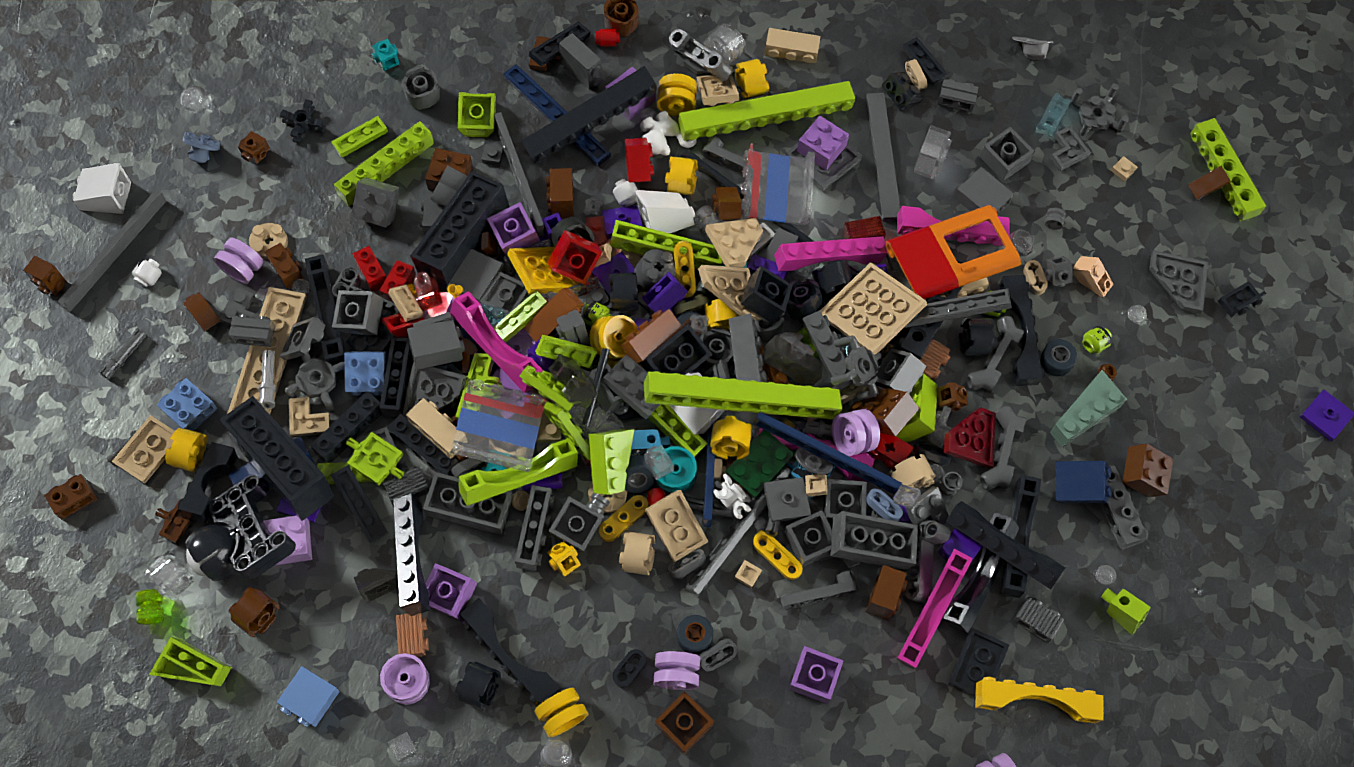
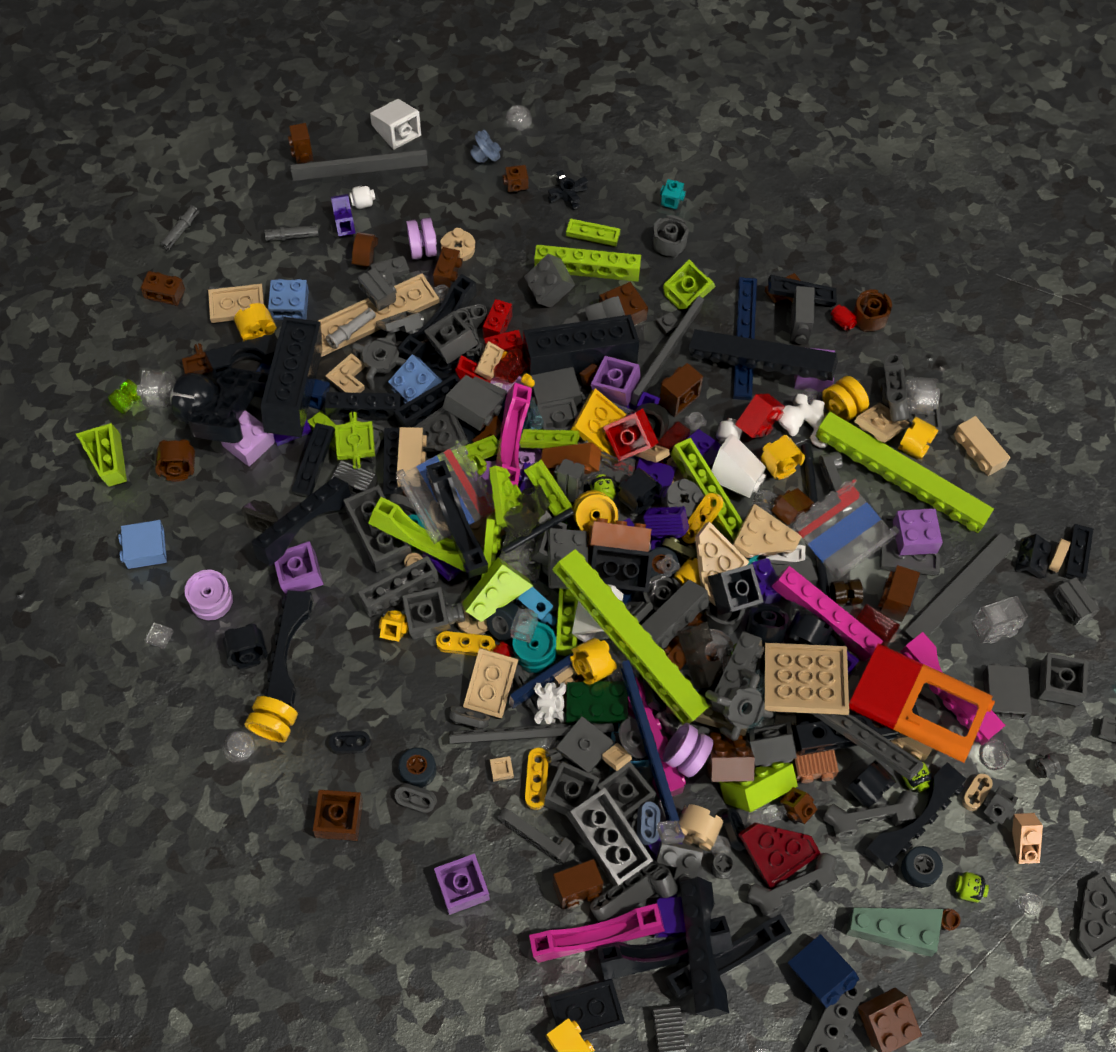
camera: 50 degrees right, 5 degrees down
(20, 430) = (183, 223): none -> dark grey pin
(151, 302) = (343, 215): none -> dark purple brick
(411, 635) = (246, 574): nougat brick -> none
(564, 449) = (458, 526): none -> black arch
(638, 553) = (443, 673): tan brick -> none
(677, 670) = (374, 775): lavender wheel -> none
(823, 227) = (846, 592): none -> dark brown wheel
(856, 195) = (898, 593): none -> reddish brown brick
(899, 450) = (702, 782): red brick -> none

